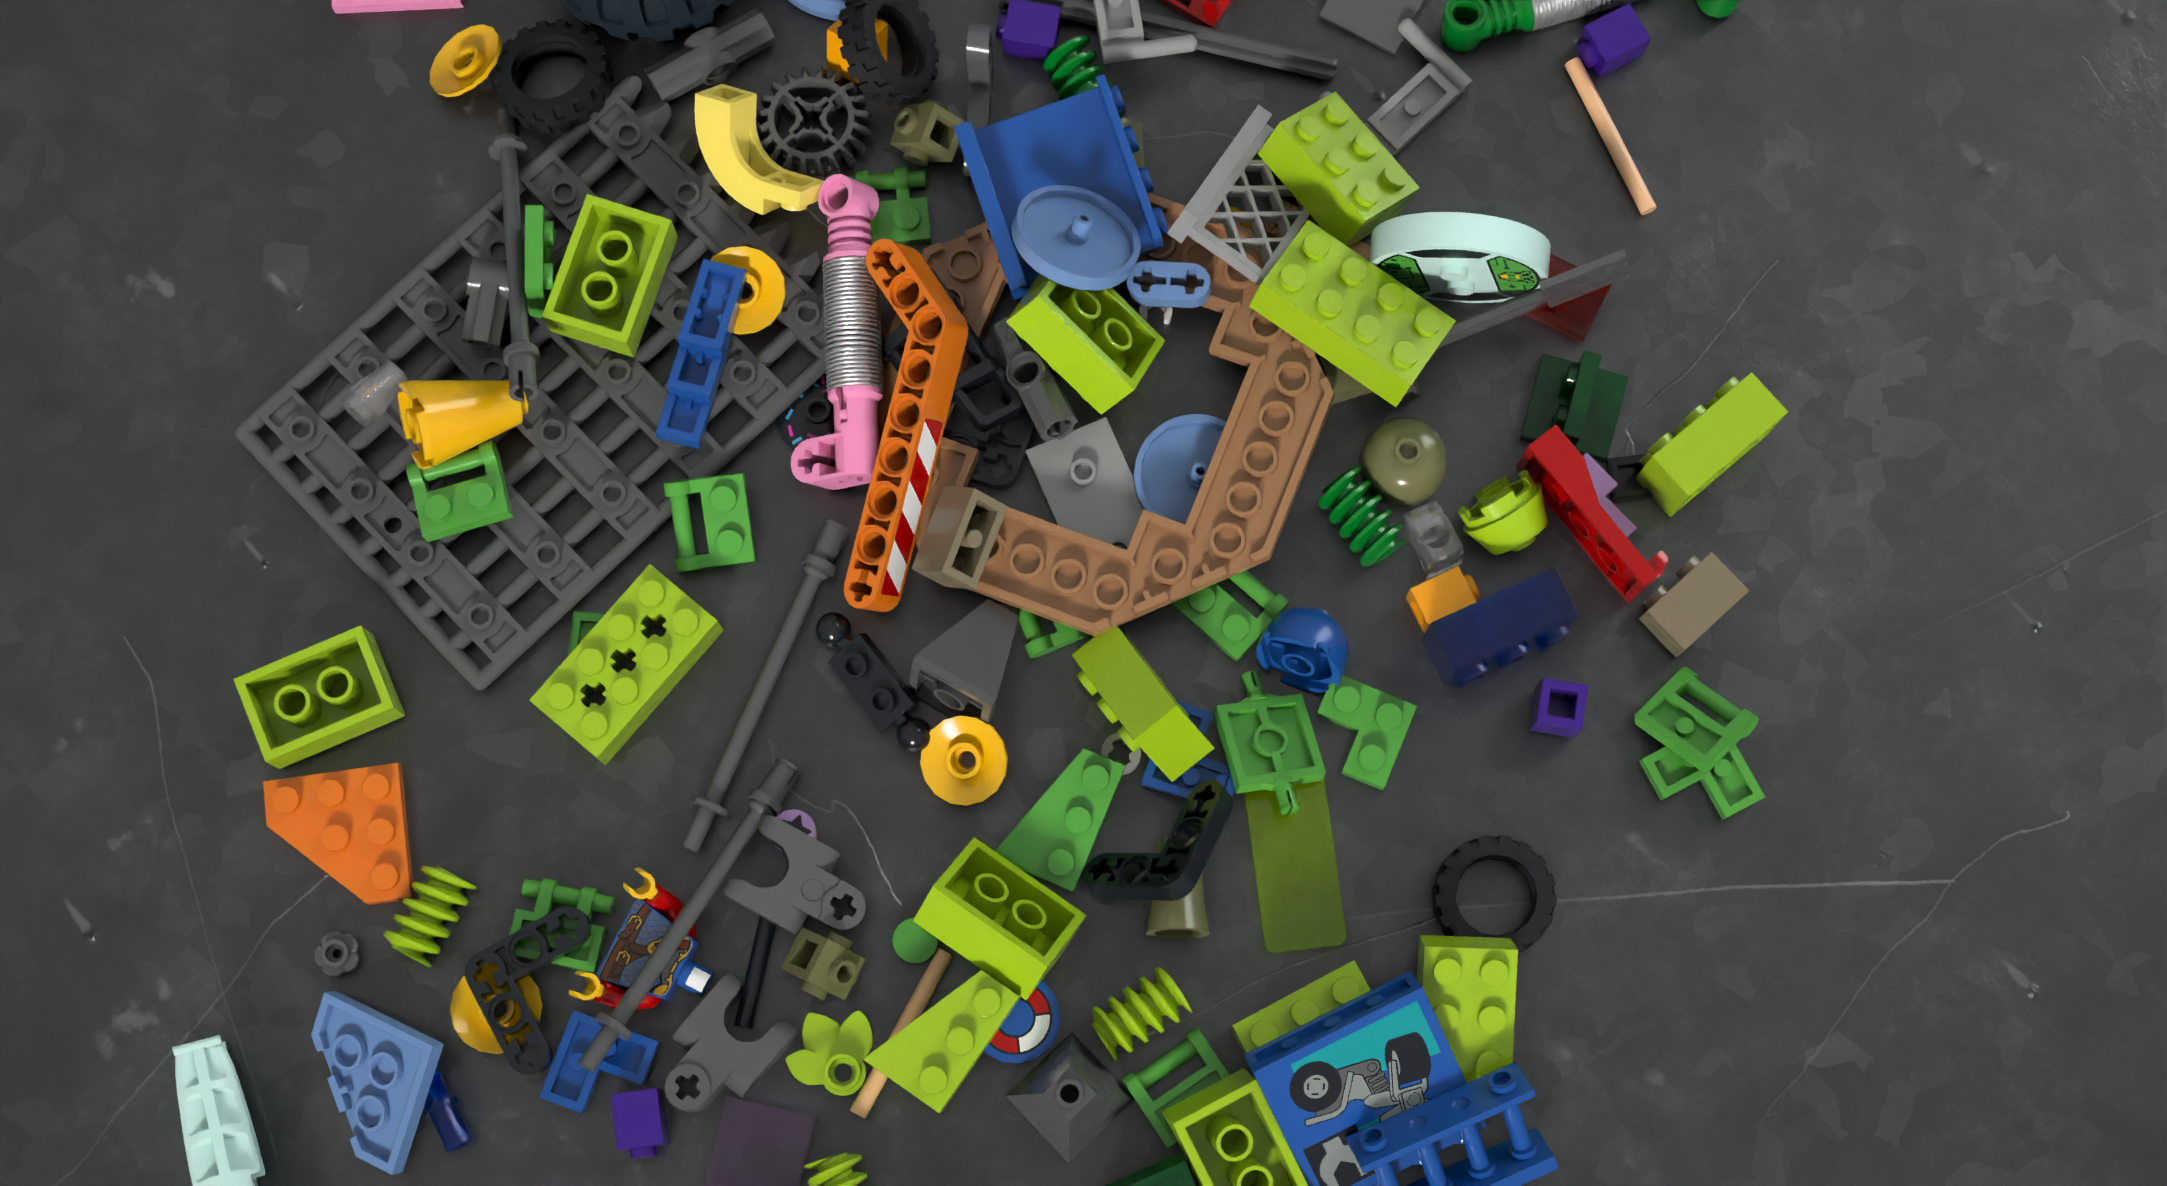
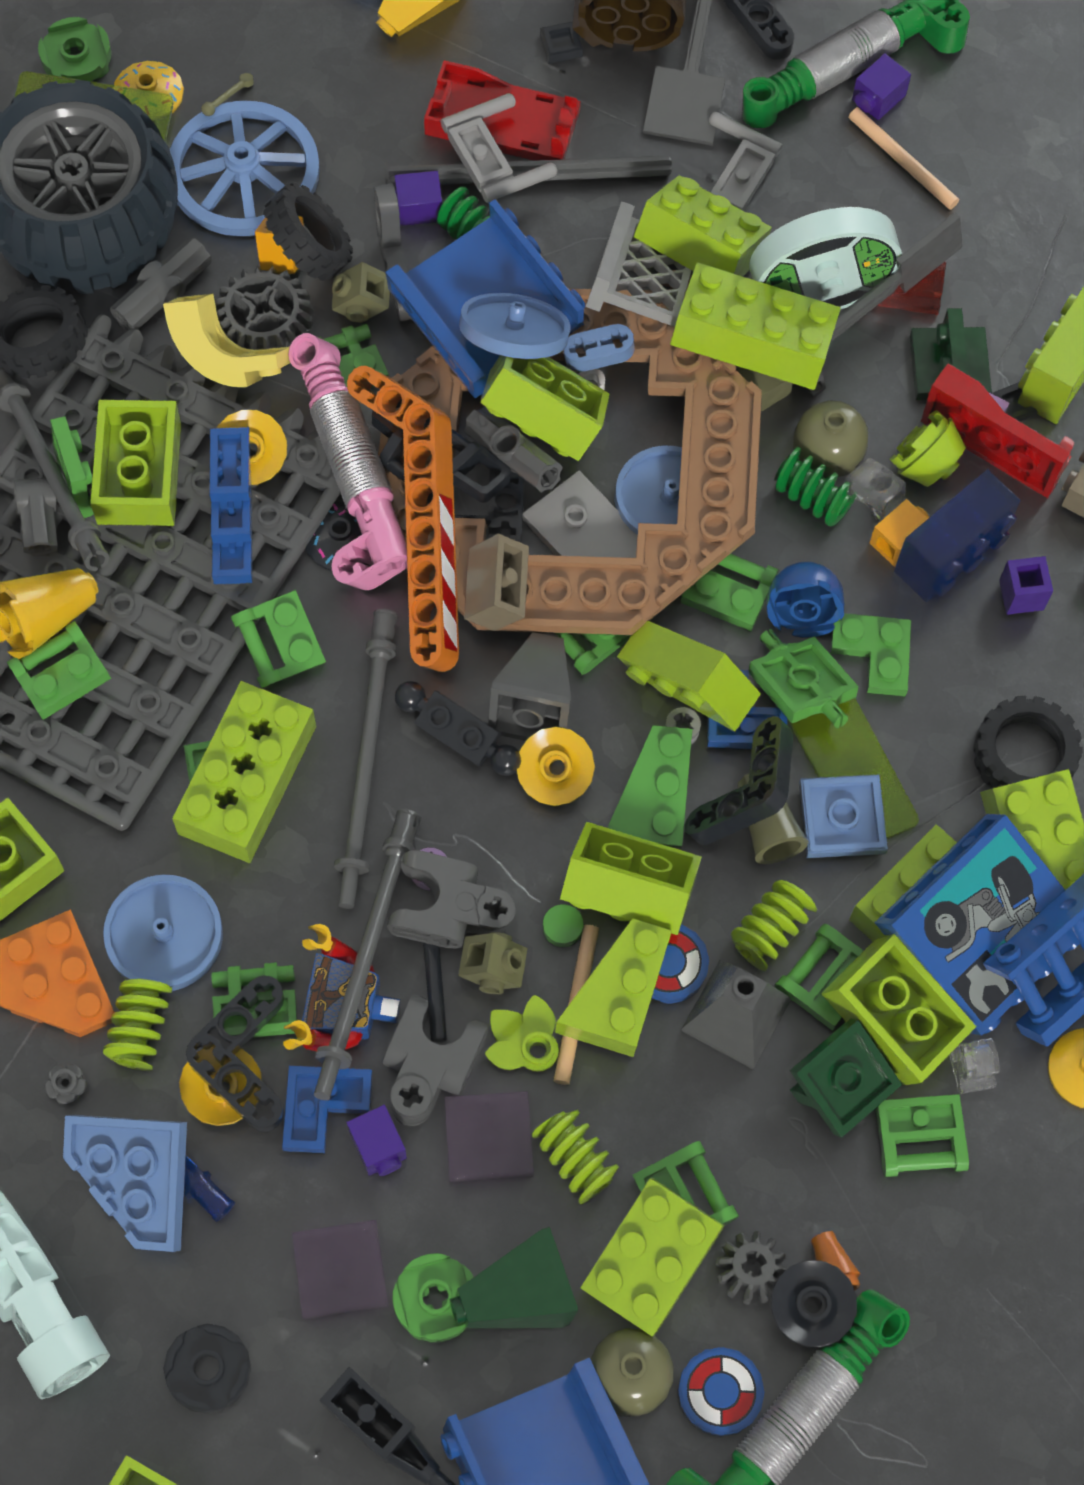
camera: 20 degrees left, 10 degrees down
(488, 817) = (163, 931): none -> medium blue piece
(1261, 911) = (843, 816): none -> medium blue tile

